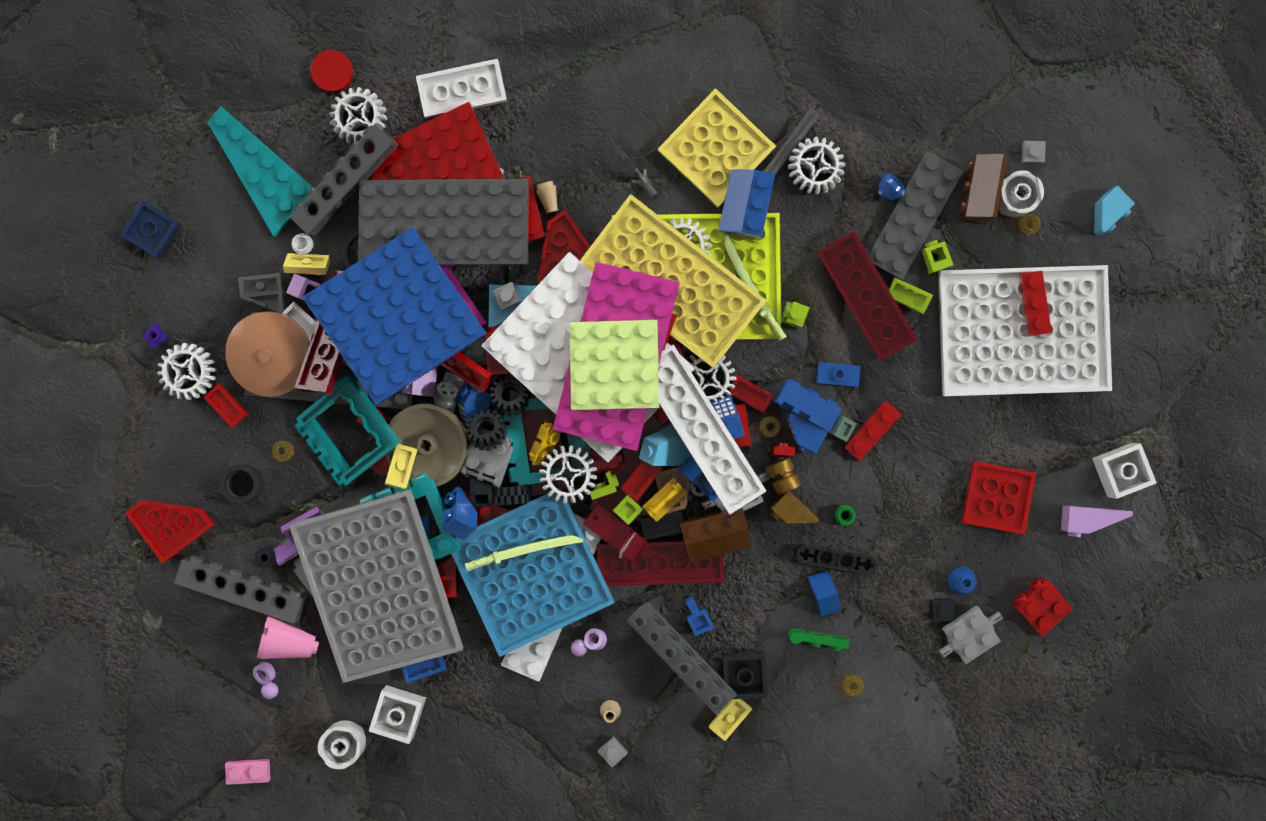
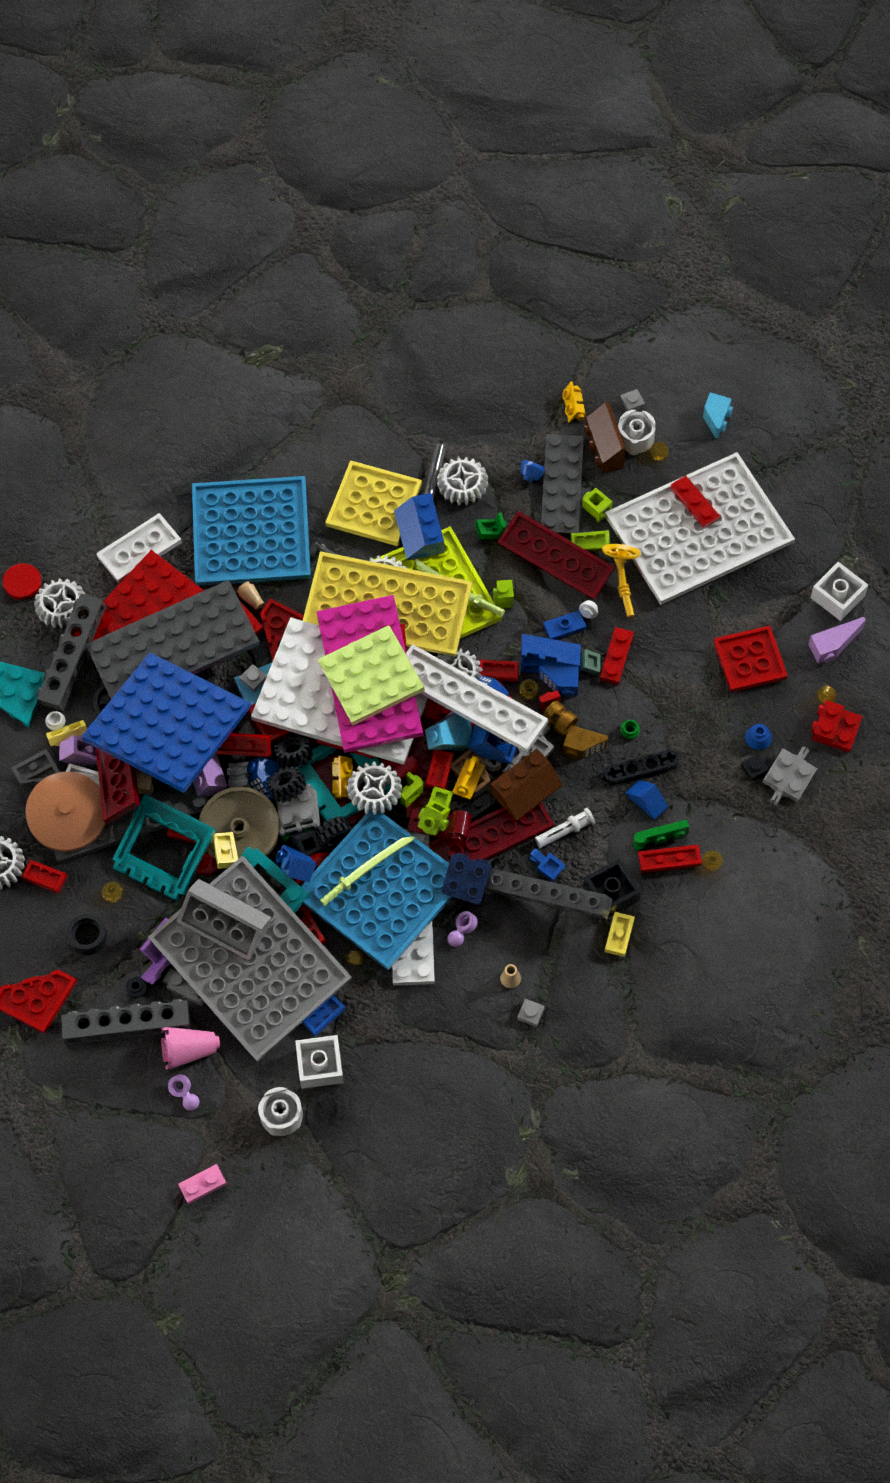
camera: 25 degrees left, 25 degrees down
(364, 547) = (223, 919): none -> light grey slope
(476, 625) = (354, 958): none -> clear yellow plate
(580, 121) = (250, 531): none -> dark azure plate
(610, 531) = (433, 818): none -> lime brick
(613, 603) = (466, 878): none -> dark blue bracket
(741, 588) = (575, 823): none -> white pin
(814, 665) = (669, 858): none -> red plate
(819, 233) = (491, 527): none -> green bracket
(869, 370) = (588, 609): none -> white plate
(927, 334) = (622, 553): none -> yellow dish
(974, 117) = (572, 396): none -> yellow hinge
(1051, 570) = (826, 693): none -> clear yellow plate

